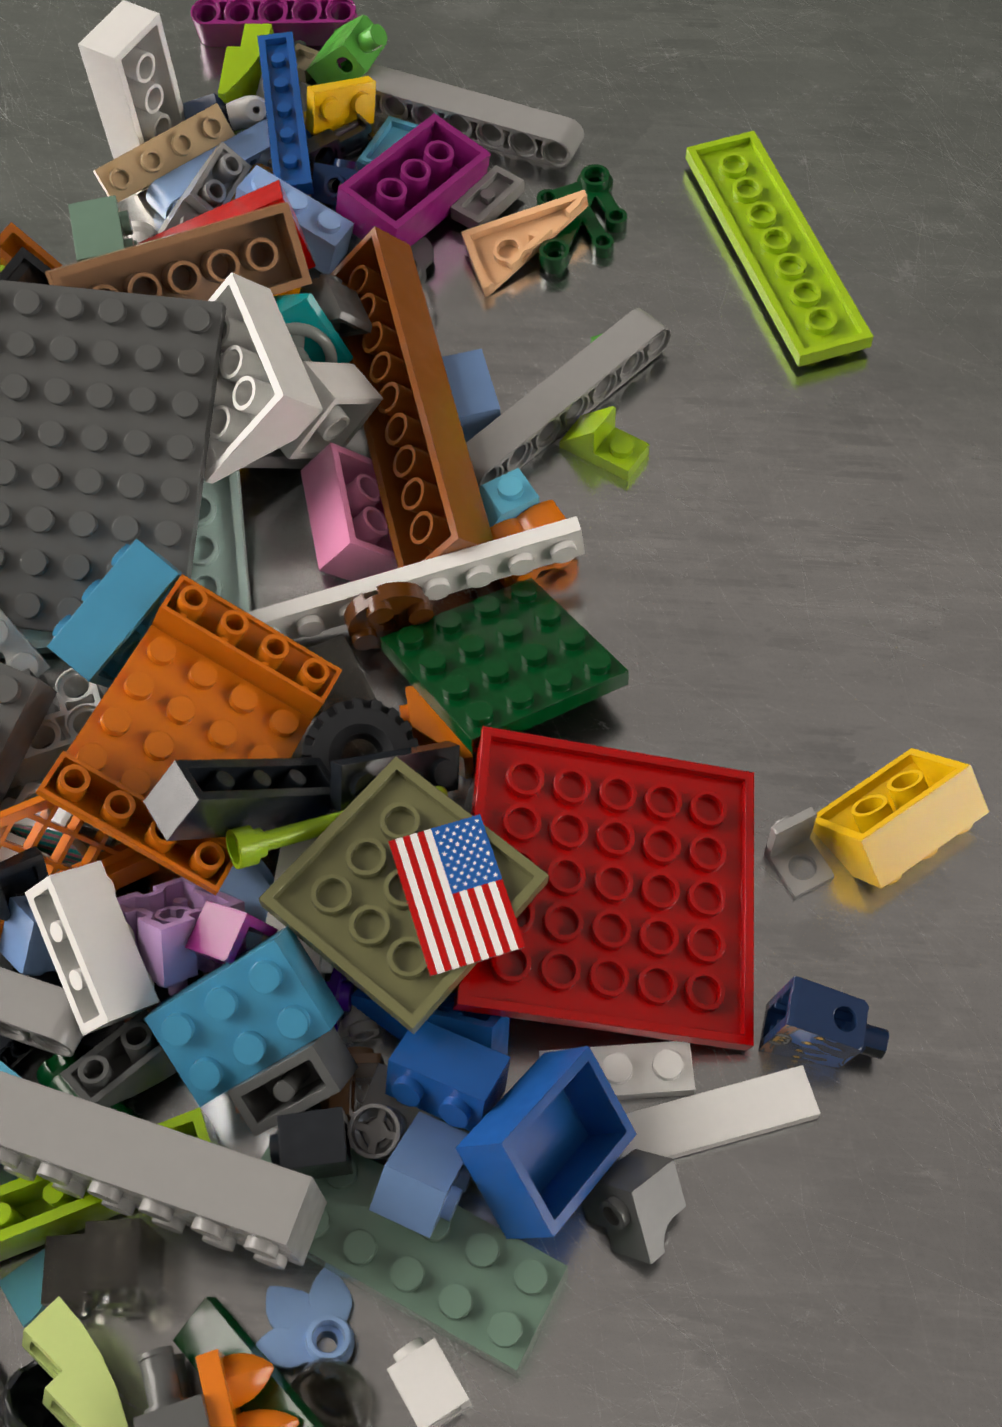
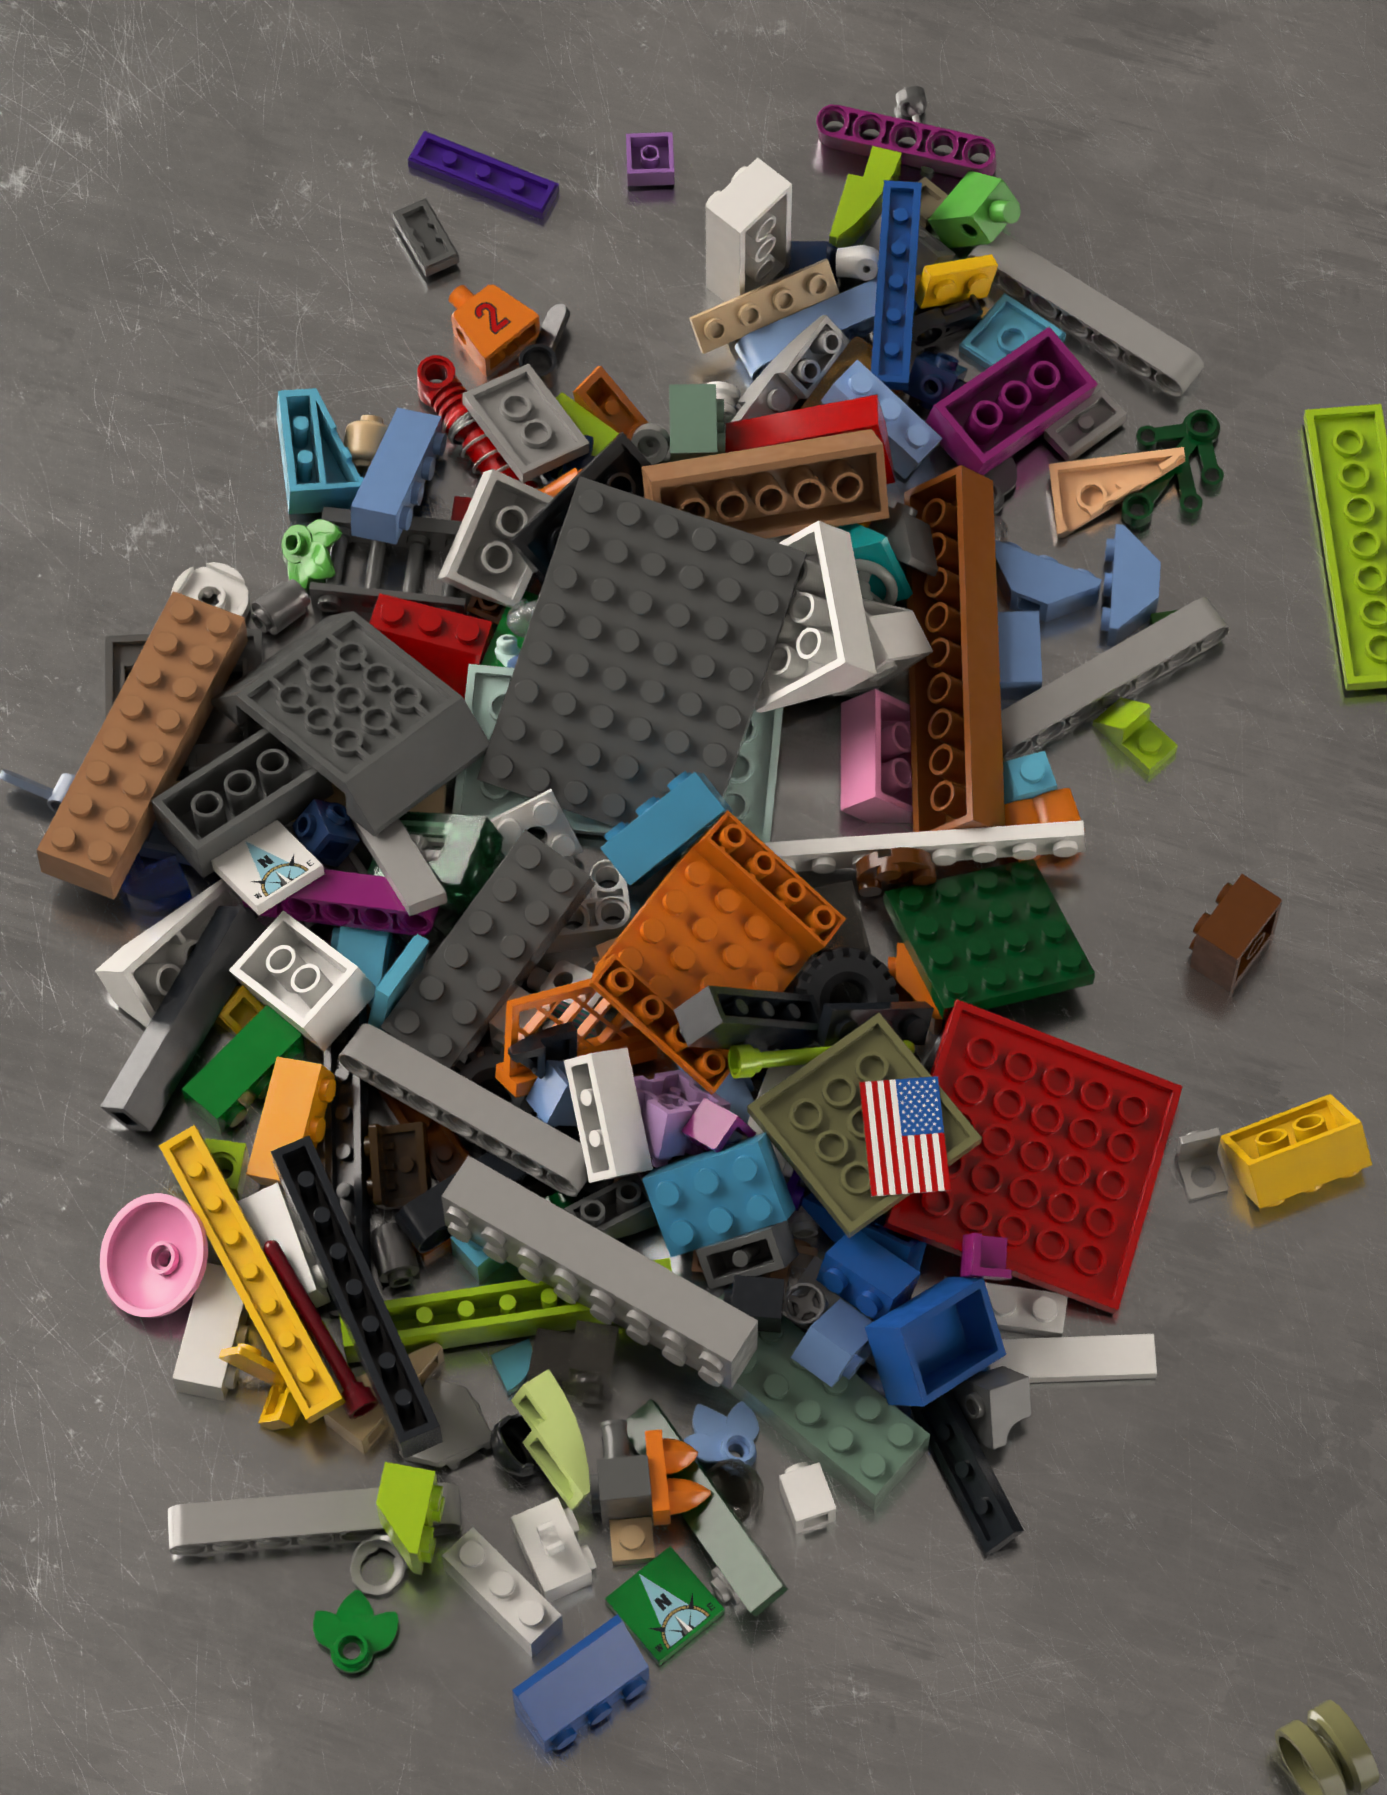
camera: 10 degrees right, 5 degrees up
(48, 76) = (650, 159): none -> medium lavender piece
(475, 326) = (1042, 583): none -> medium blue slope
(565, 313) = (1131, 585): none -> medium blue slope
(584, 1020) = (984, 1257): none -> magenta panel
(631, 1306) = (968, 1472): none -> black plate
(762, 599) = (1234, 931): none -> reddish brown brick
(820, 1025) = (1175, 1306): dark blue torso -> none

